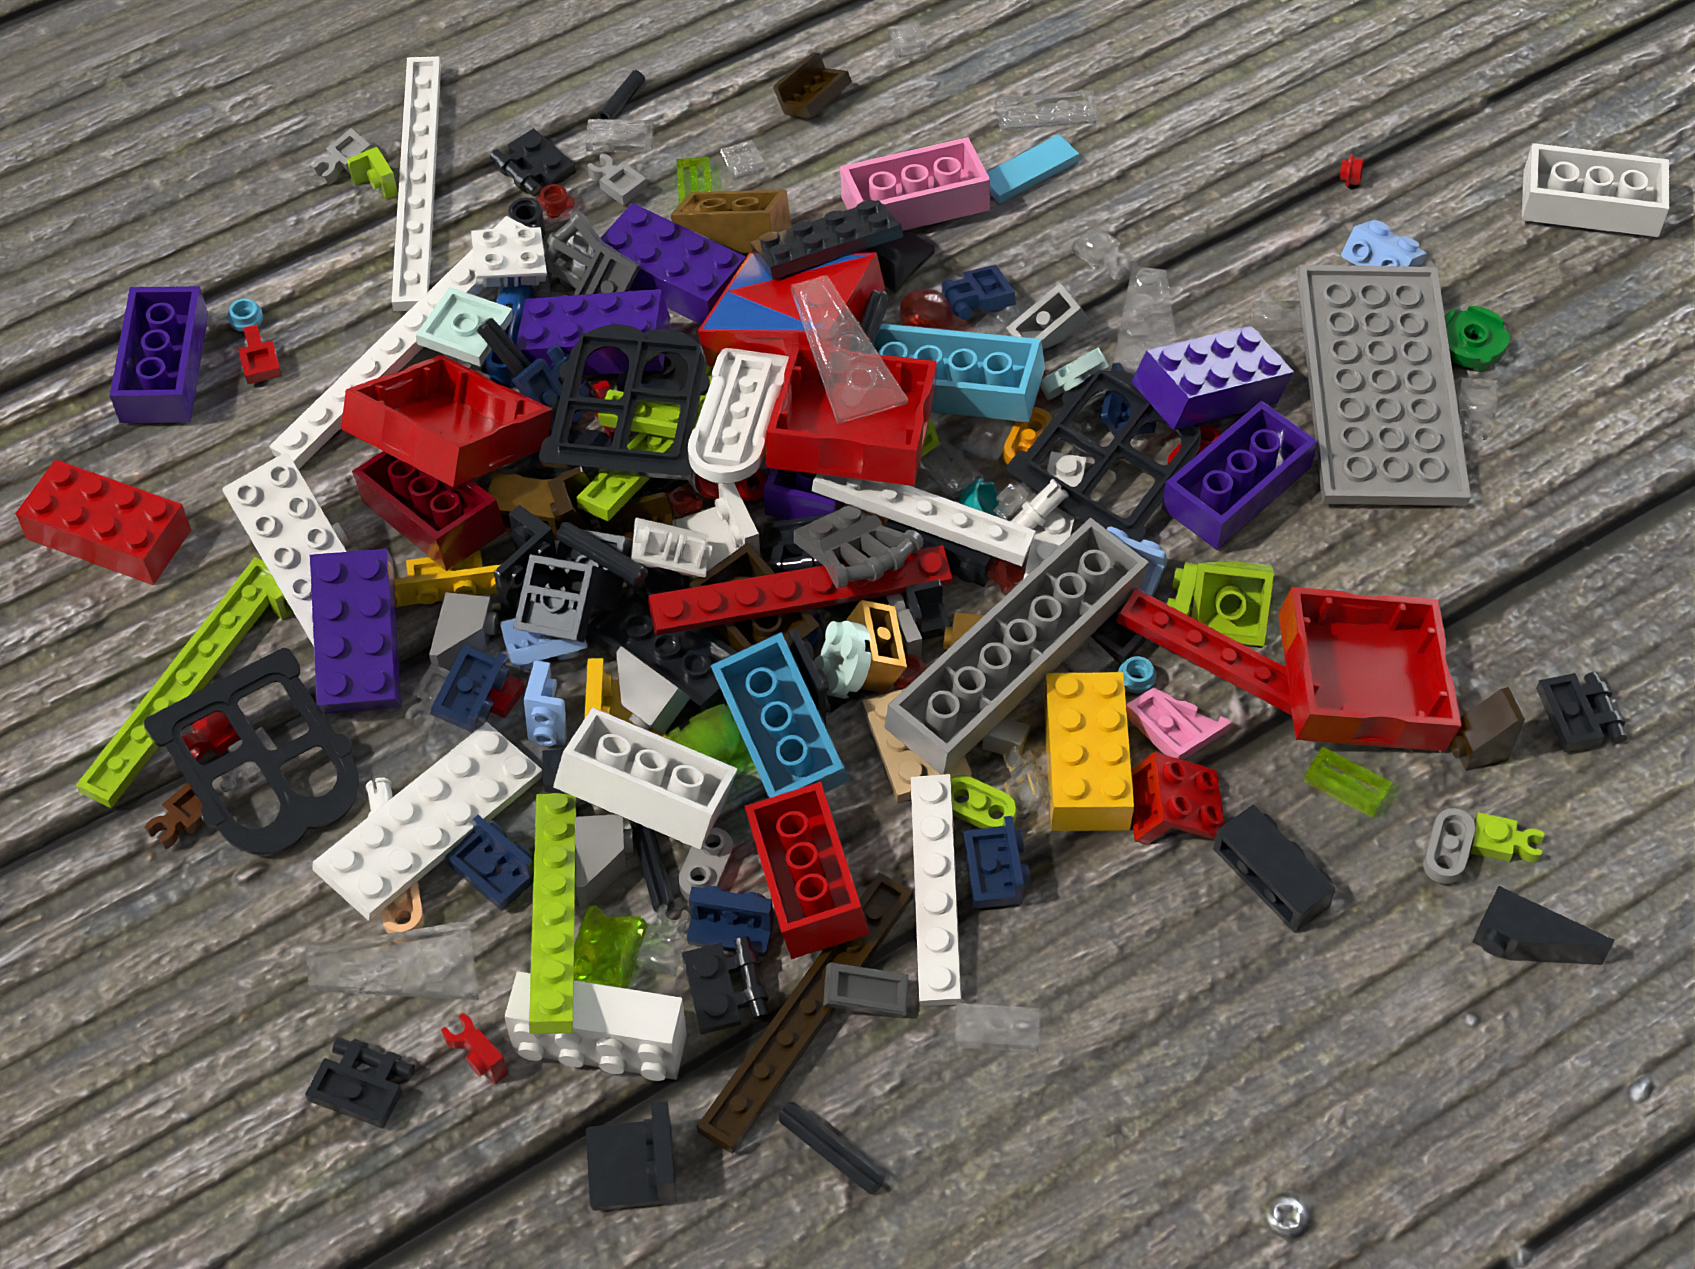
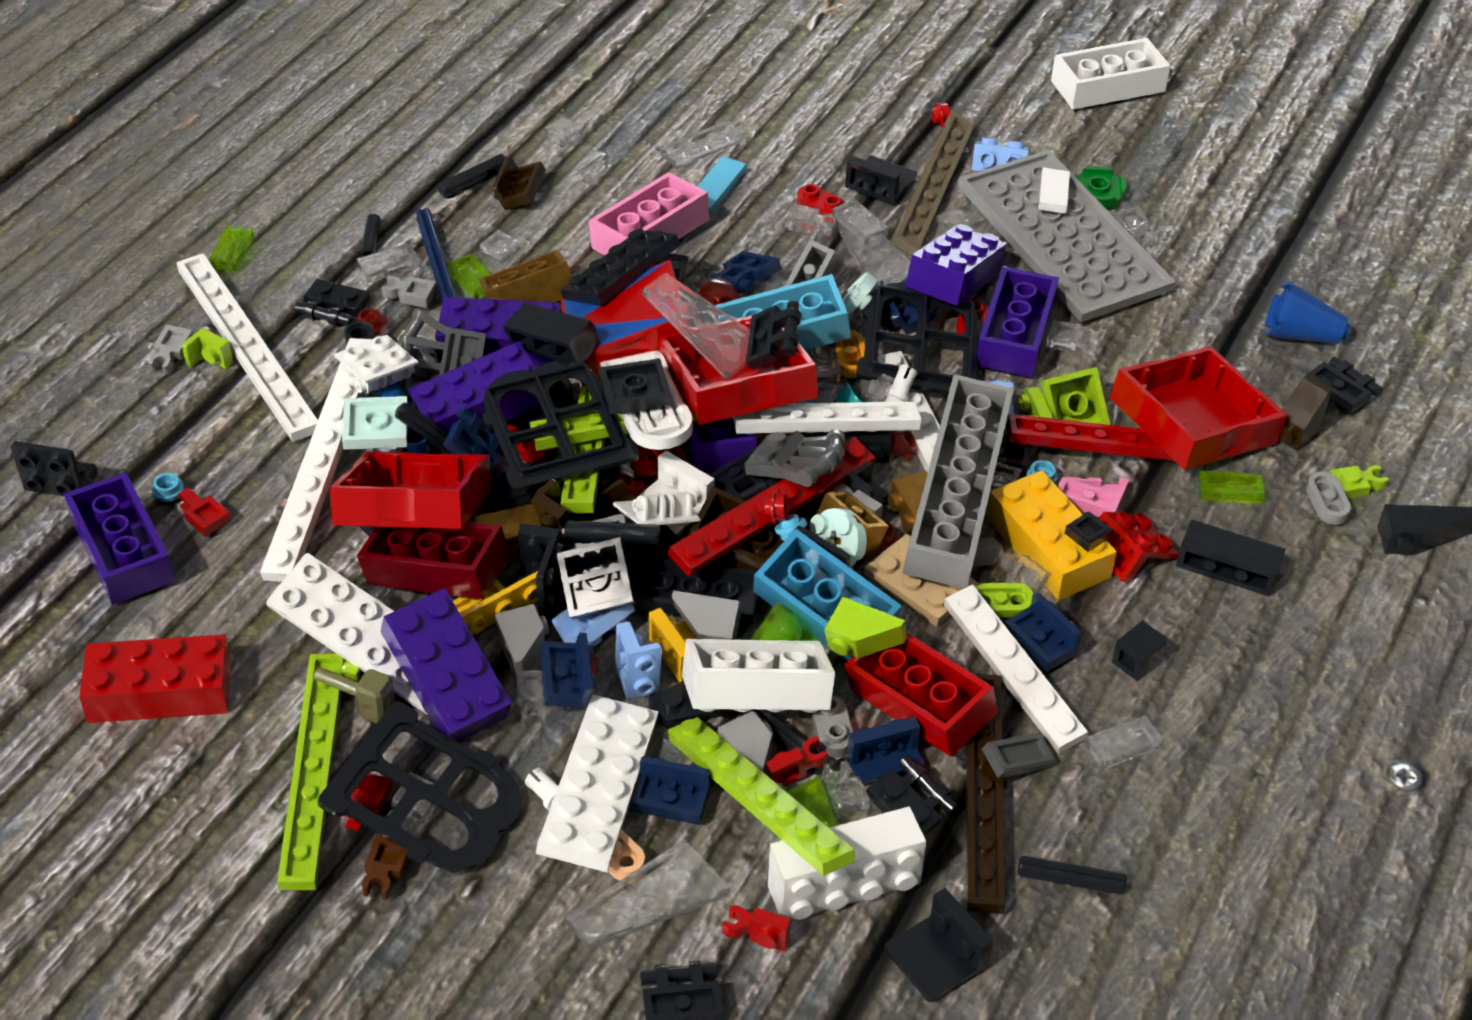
camera: 30 degrees left, 10 degrees down
(150, 255) = (51, 469): none -> black bracket
(276, 622) = (372, 691): none -> olive piece
(472, 57) = (226, 247): none -> clear neon green tile
(625, 891) = (792, 765): none -> red plate
(671, 148) = (435, 254): none -> dark blue axle
(694, 295) = (552, 333): none -> black brick
(721, 396) = (635, 386): none -> black plate
(770, 60) = (471, 176): none -> black axle
(773, 778) = (862, 630): none -> lime slope
(787, 597) = (776, 507): none -> red plate
(801, 621) = (787, 526): none -> medium azure plate
(903, 393) = (767, 337): none -> black plate
(1084, 927) = (1135, 649): none -> black panel
(1111, 770) = (1088, 531): none -> black tile
(1129, 229) = (818, 198): none -> red plate
(1148, 278) = (860, 221): none -> clear plate
(1219, 228) = (878, 178): none -> black bracket
(1275, 257) = (932, 184): none -> dark tan plate
(1293, 515) = (1069, 337): none -> clear plate
(1400, 324) = (1054, 190): none -> white tile
(1593, 609) = (1304, 317): none -> blue cone

